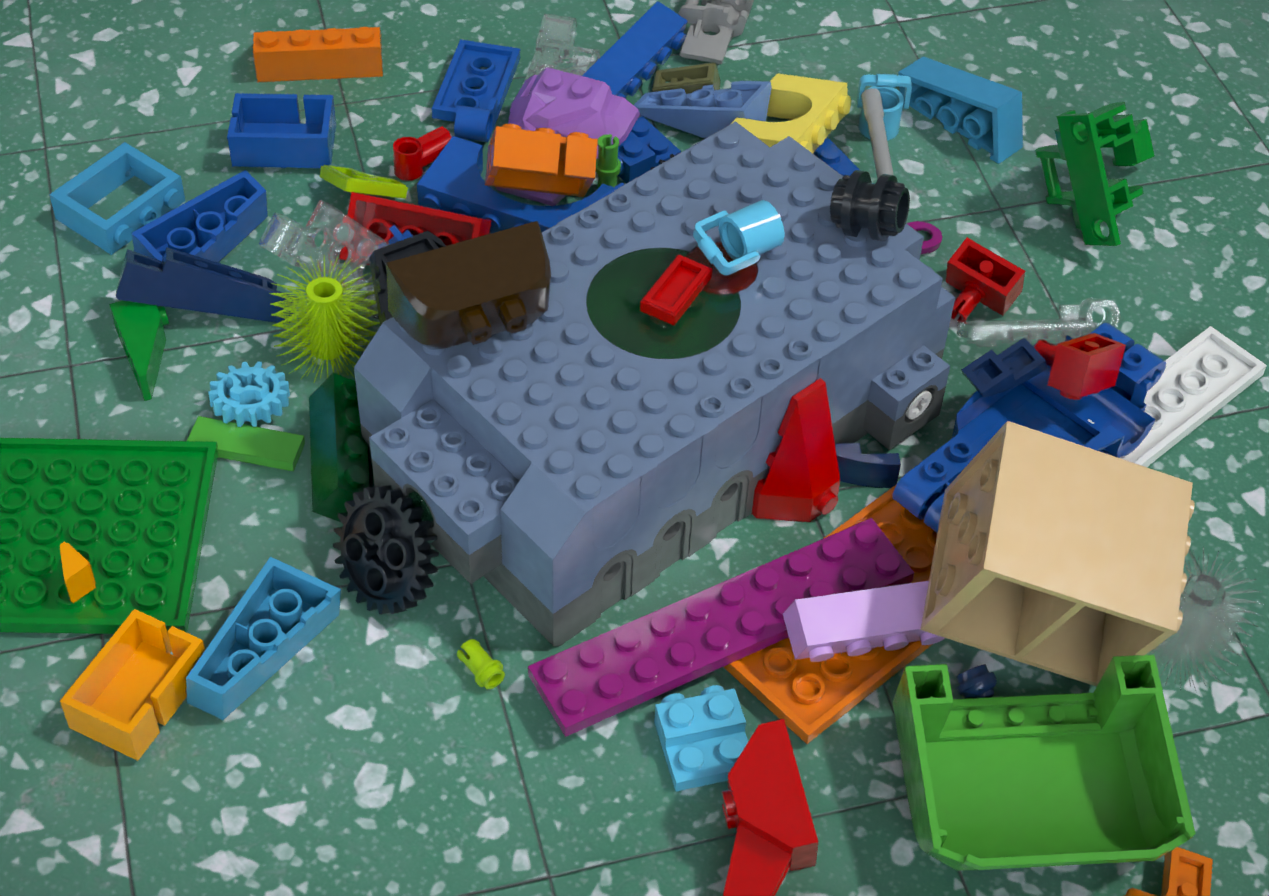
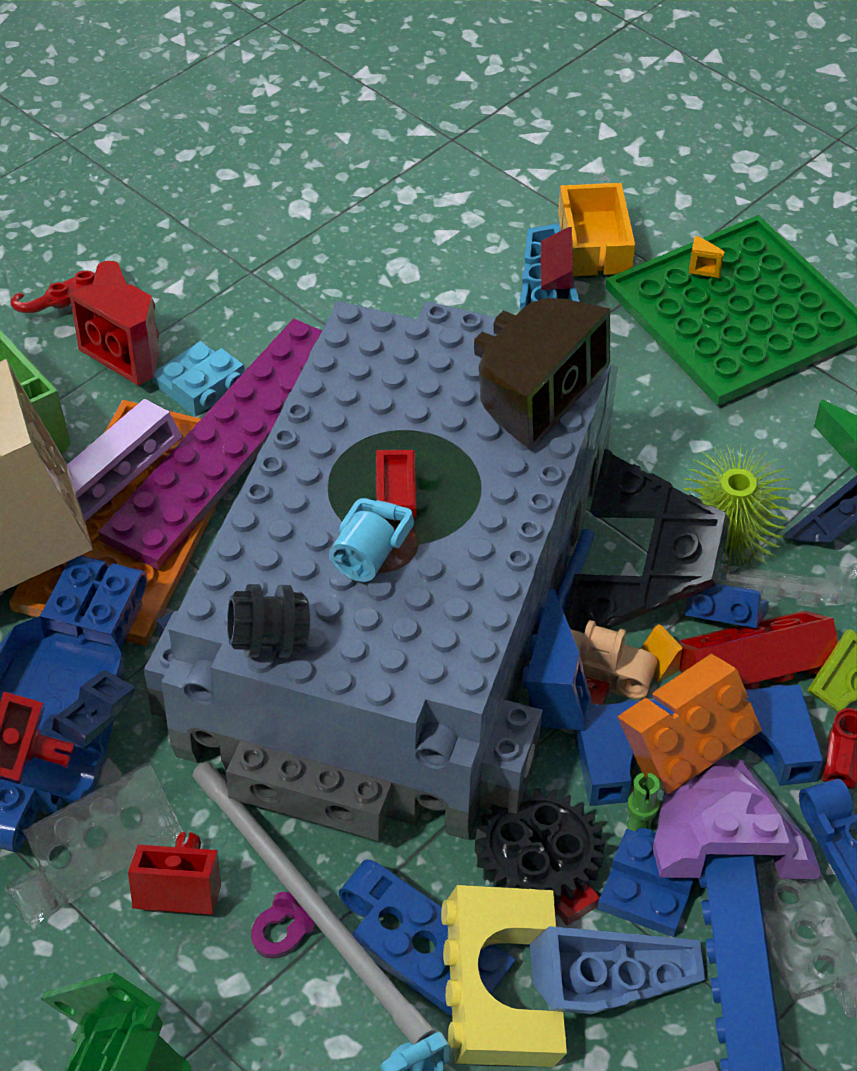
camera: 150 degrees right, 0 degrees up
(240, 616) = (557, 261): none -> dark red slope
(249, 394) = (736, 432): medium azure gear -> none
(250, 443) = (703, 420): bright green tile -> none
(336, 446) = (644, 444): dark green brick -> none
(688, 78) = (647, 1031): olive slope -> none

